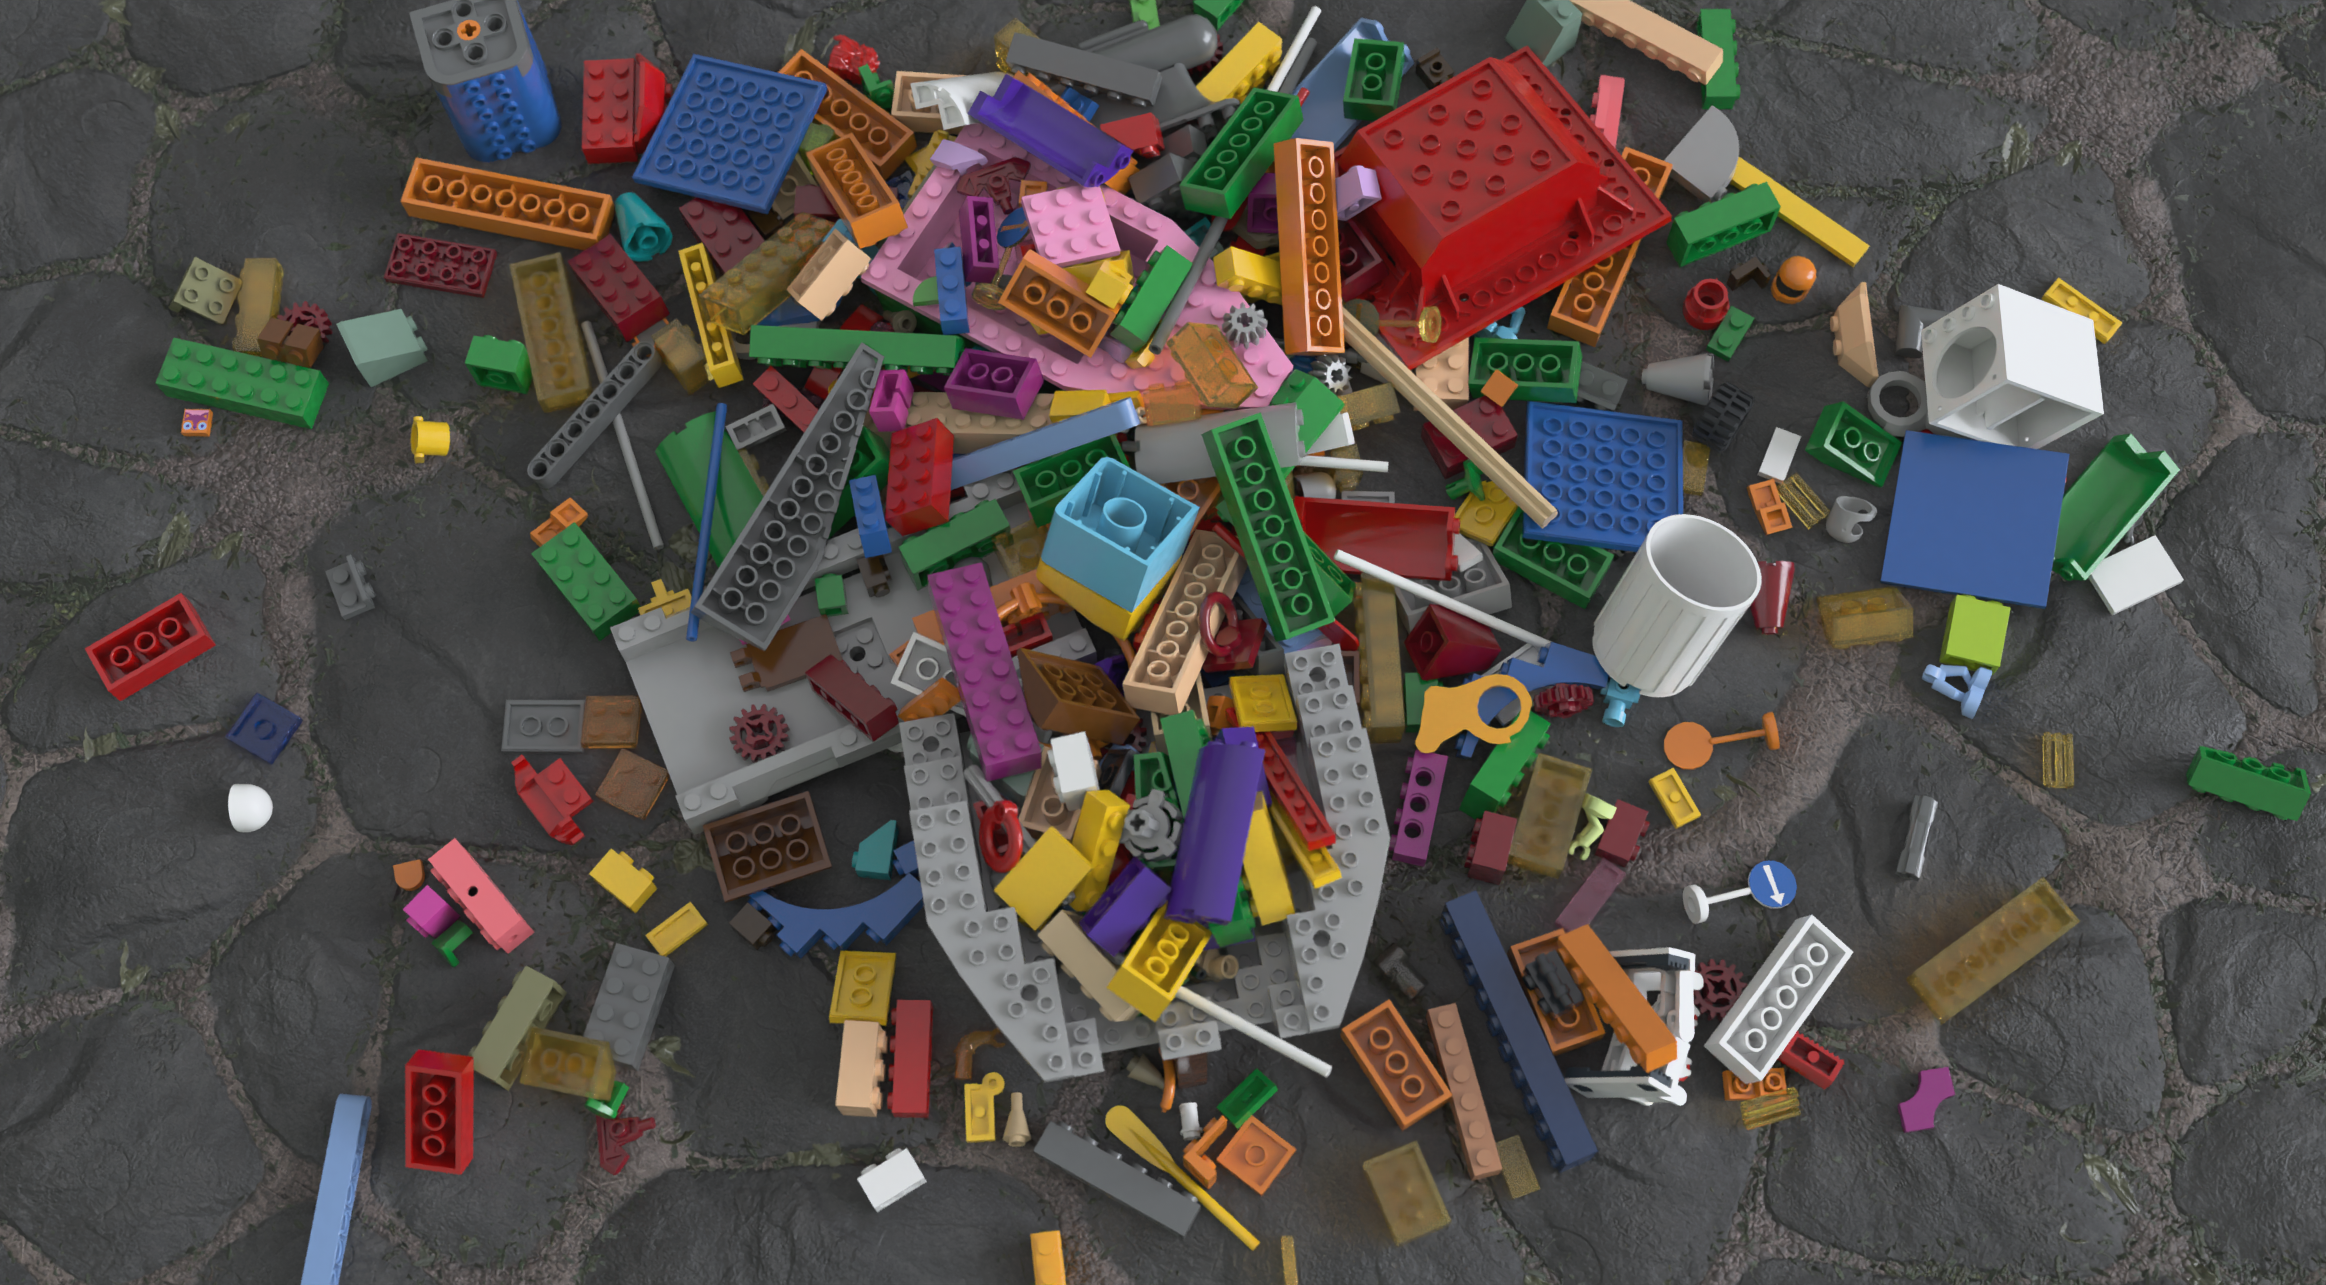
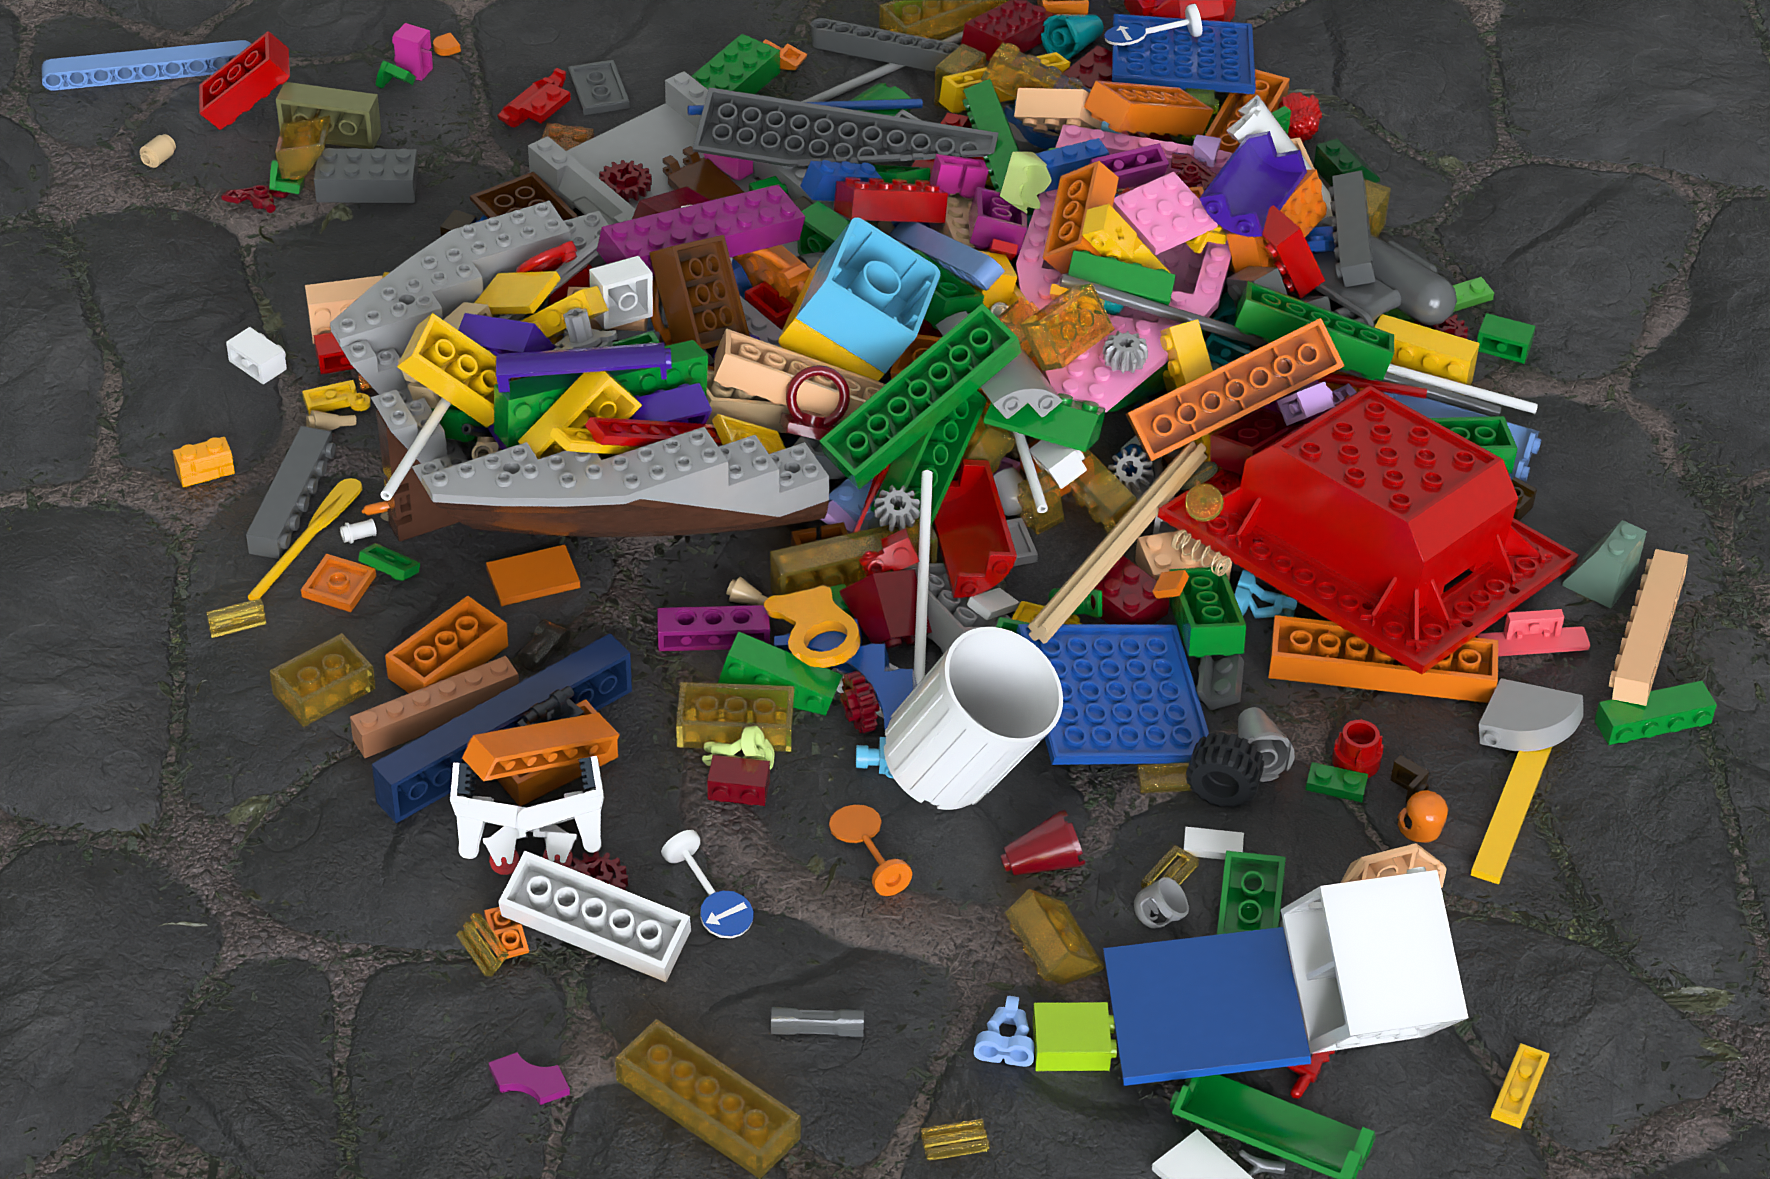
camera: 70 degrees right, 25 degrees down
(479, 897) = (435, 74): coral brick -> none
(498, 1234) = (157, 150): none -> tan brick
(611, 722) = (610, 113): clear orange plate -> none
(623, 880) = (476, 152): yellow brick -> none
(676, 929) = (444, 194): yellow tile -> none
(689, 173) = (1133, 33): none -> white piece
(931, 49) = (1337, 158): none -> dark green slope
(967, 338) = (1025, 180): none -> yellowish green piece
(1047, 391) = (1003, 247): none -> red tile
(1202, 1167) = (327, 529): orange bracket -> none
(1366, 586) = (897, 498): none -> light grey gear
(1384, 760) = (744, 593): none -> tan cone
(1418, 614) = (896, 554): none -> red brick
(1447, 364) = (1182, 543): none -> tan piece
(1492, 847) = (679, 665): dark red brick -> none
(1516, 1167) = (360, 771): clear yellow tile -> none
(1591, 896) = (664, 775): clear pink tile -> none
(1674, 798) = (792, 818): yellow plate -> none
(1722, 223) = (1453, 739): green brick -> none
(1768, 507) = (1148, 846): orange slope -> none
(1811, 1060) = (540, 961): red brick -> none

